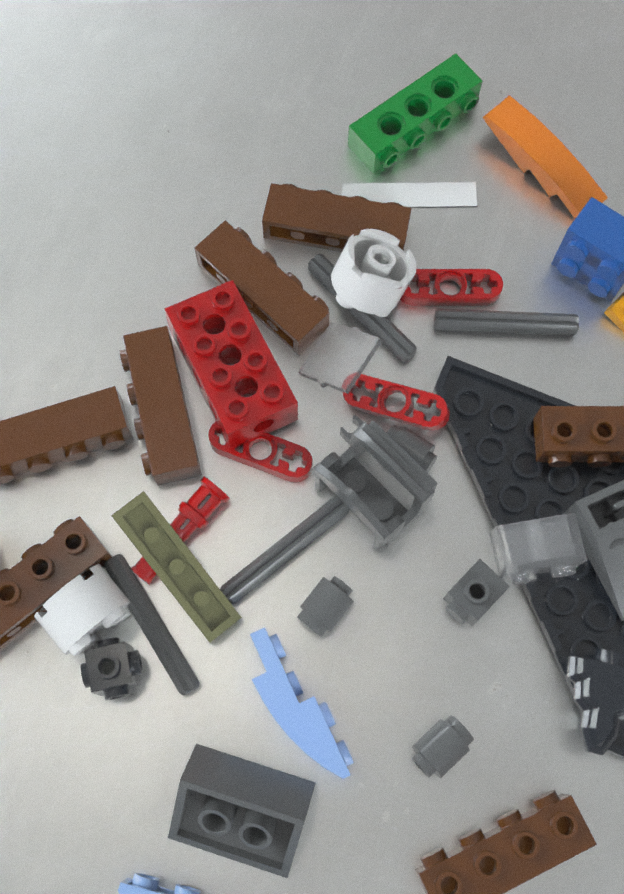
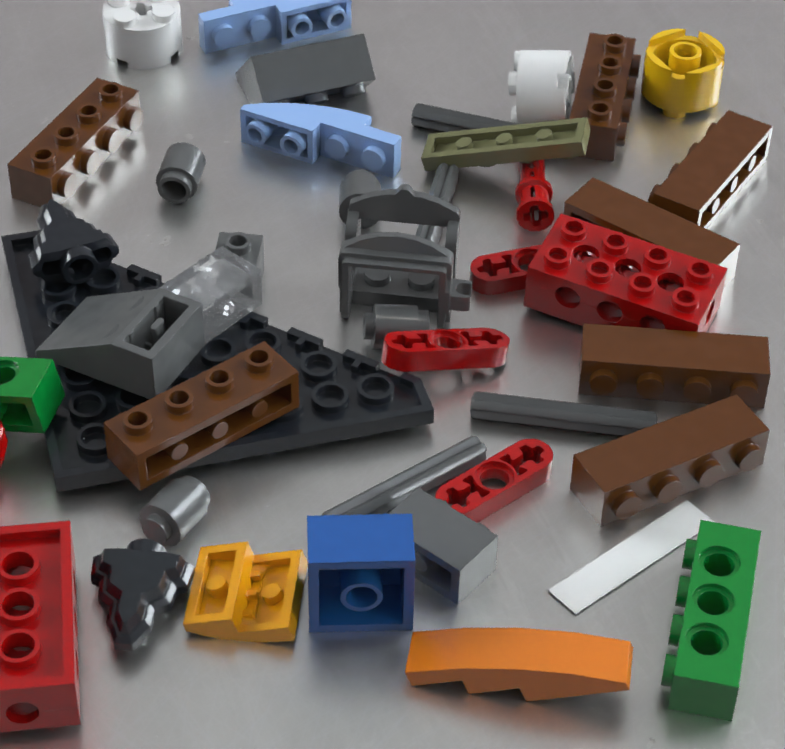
camera: 140 degrees right, 30 degrees down
(124, 676) = (483, 84): black brick -> none
(340, 357) = (537, 358): clear piece -> none
(372, 272) = (578, 382): white brick -> none
(526, 258) = (450, 548): none -> dark grey brick

